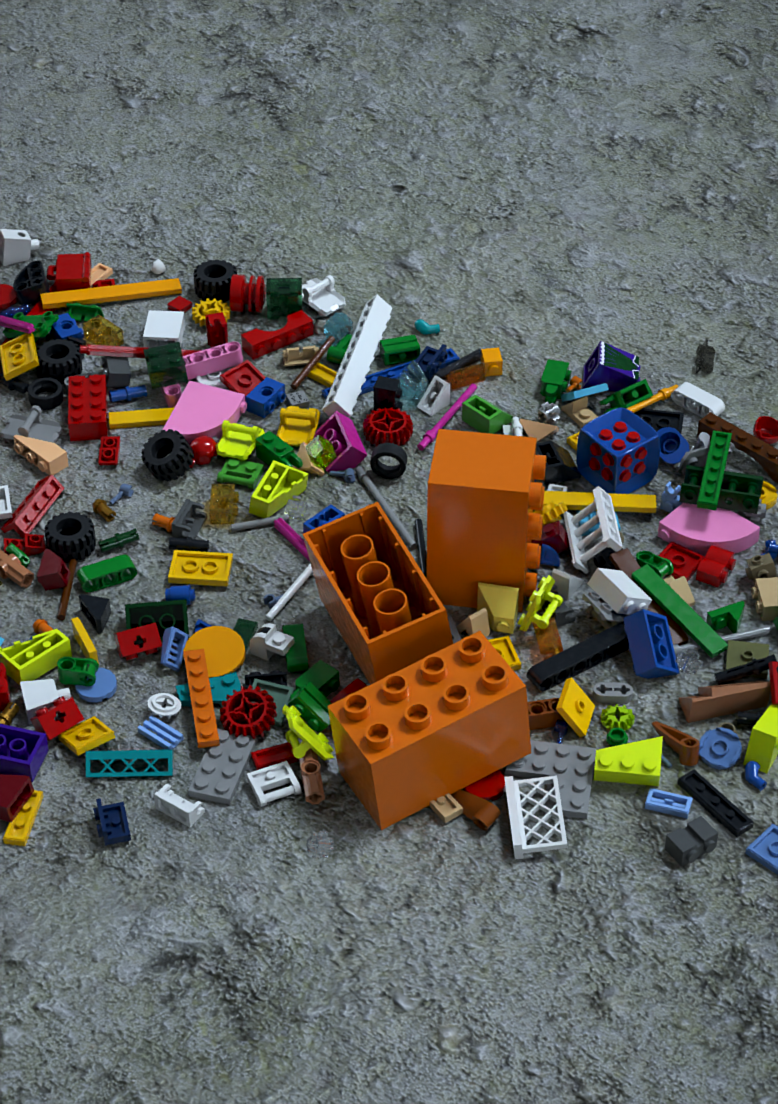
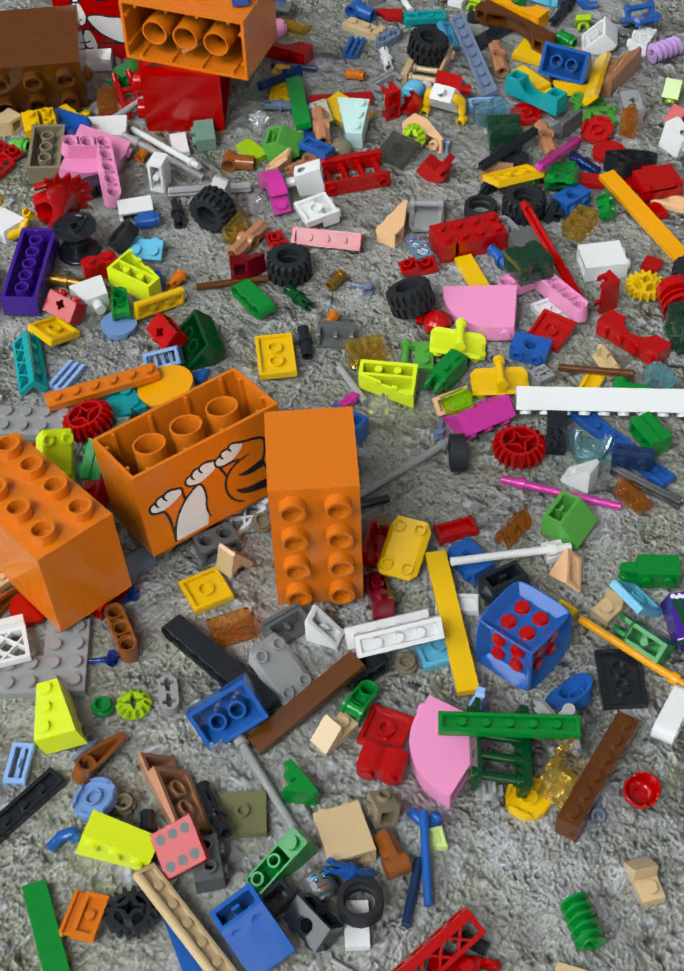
camera: 80 degrees right, 5 degrees up
(24, 559) = (262, 244): green arm -> none
(81, 446) = (418, 246): none -> sand blue tile
(96, 610) = (201, 301): black slope -> none
(157, 701) = (91, 364): white gear -> none
(180, 593) = (235, 350): blue brick -> none
(492, 361) = (662, 512): light orange brick -> none
(500, 604) = (258, 577): light yellow slope -> none
(536, 602) = (257, 598): neon yellow shield -> none
(549, 413) = (590, 574): light grey gear -> none
(549, 556) = (359, 609): blue tile -> none
(551, 512) = (411, 593): yellow gear -> none
(574, 382) = (659, 594): orange hand -> none
(575, 707) = (127, 659): yellow plate -> none
(619, 591) = (293, 668): white brick -> none
(679, 611) = (287, 732): green tile -> none
(752, 460) = (559, 780): none -> clear yellow bracket

